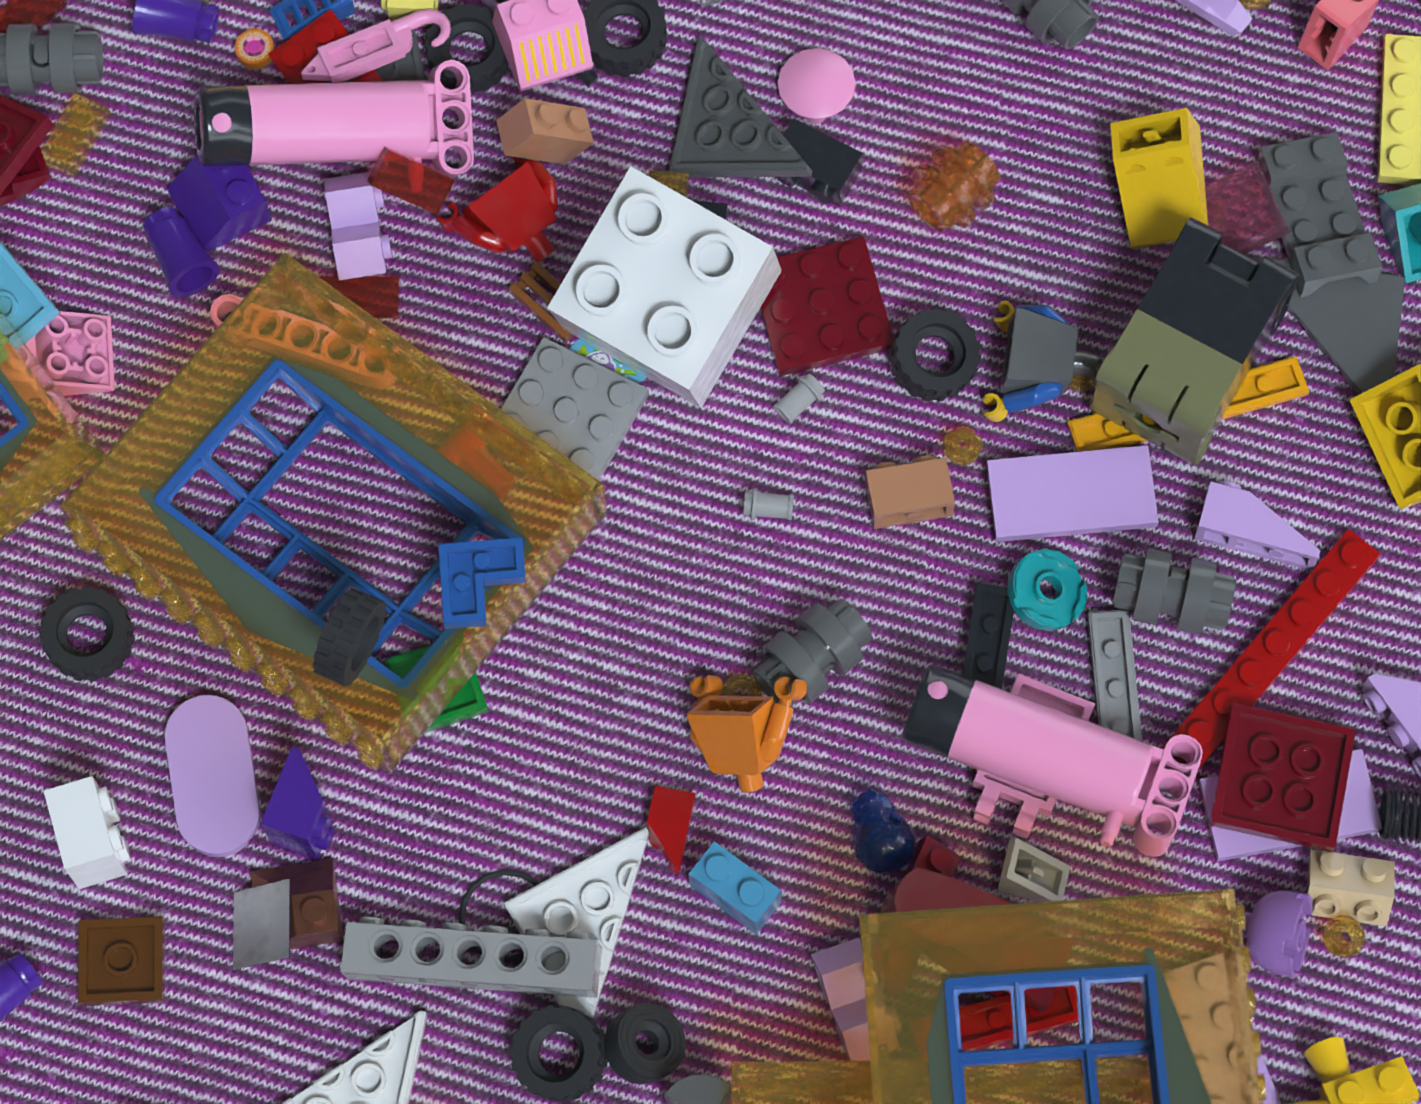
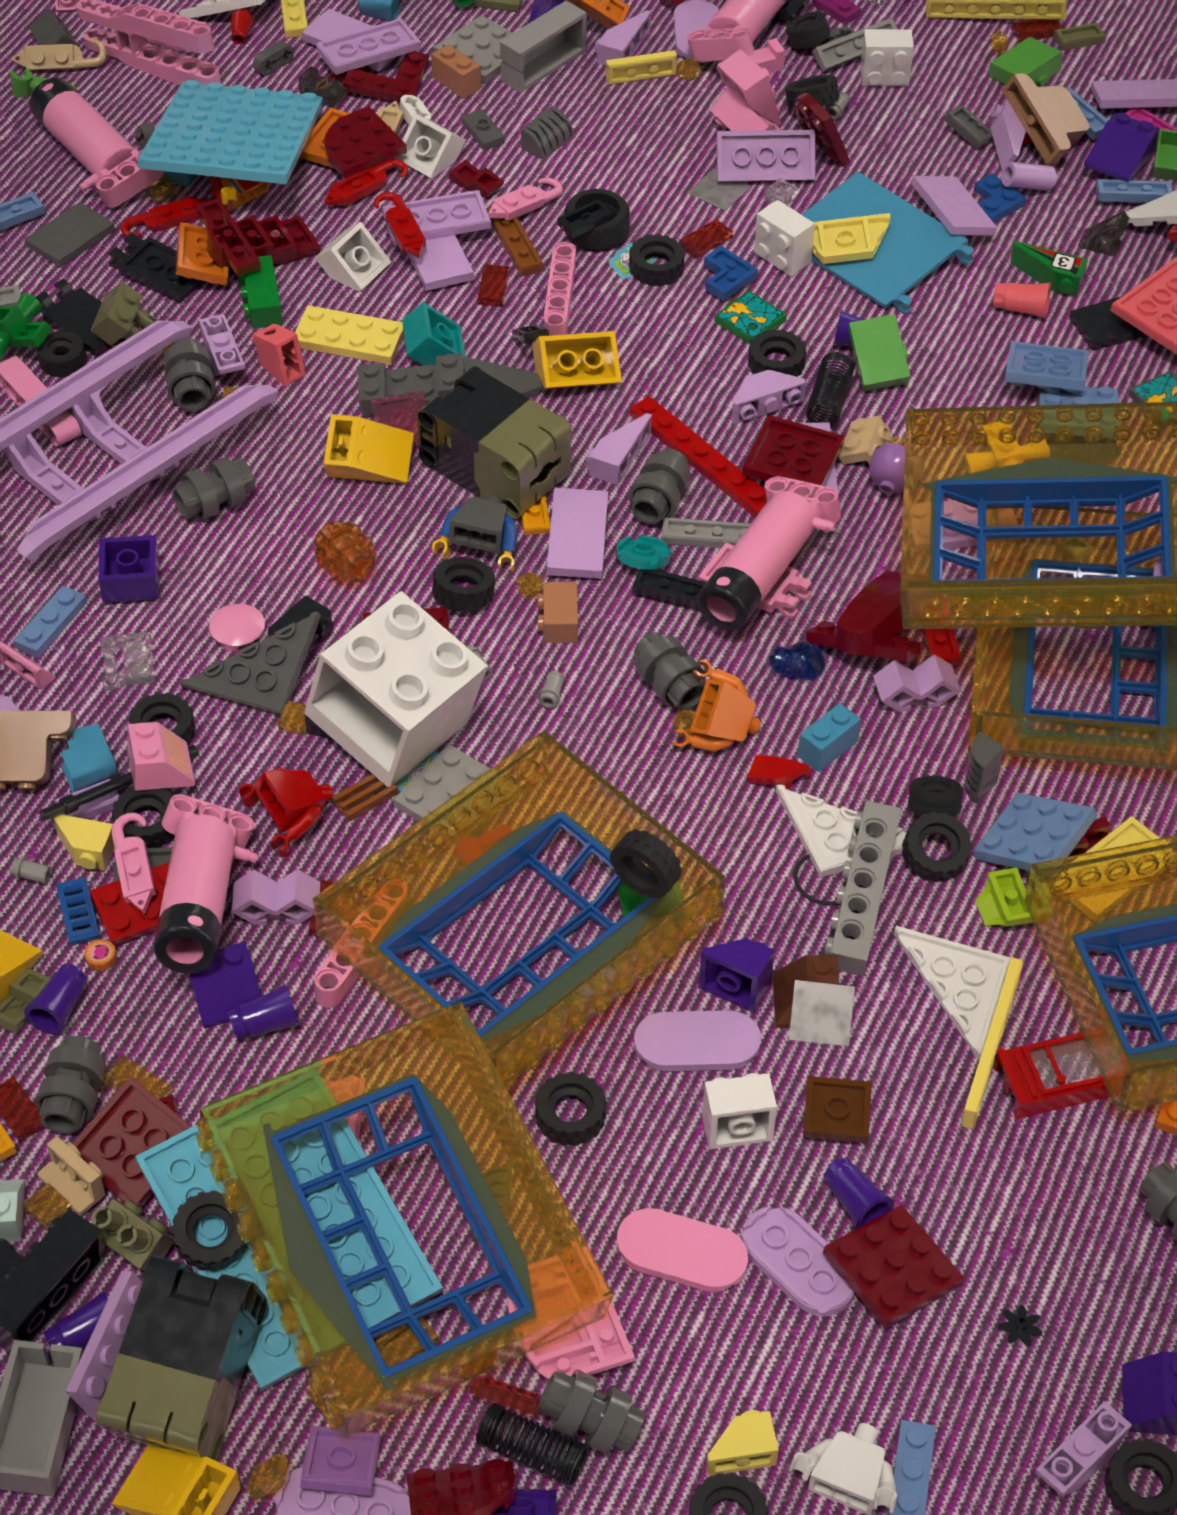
camera: 85 degrees left, 20 degrees down
(411, 180) = (253, 849): clear red tile -> none
(470, 567) = (601, 806): blue plate -> none
(544, 131) = (236, 765): nougat brick -> none
(1032, 873) = (835, 592): light grey slope -> none

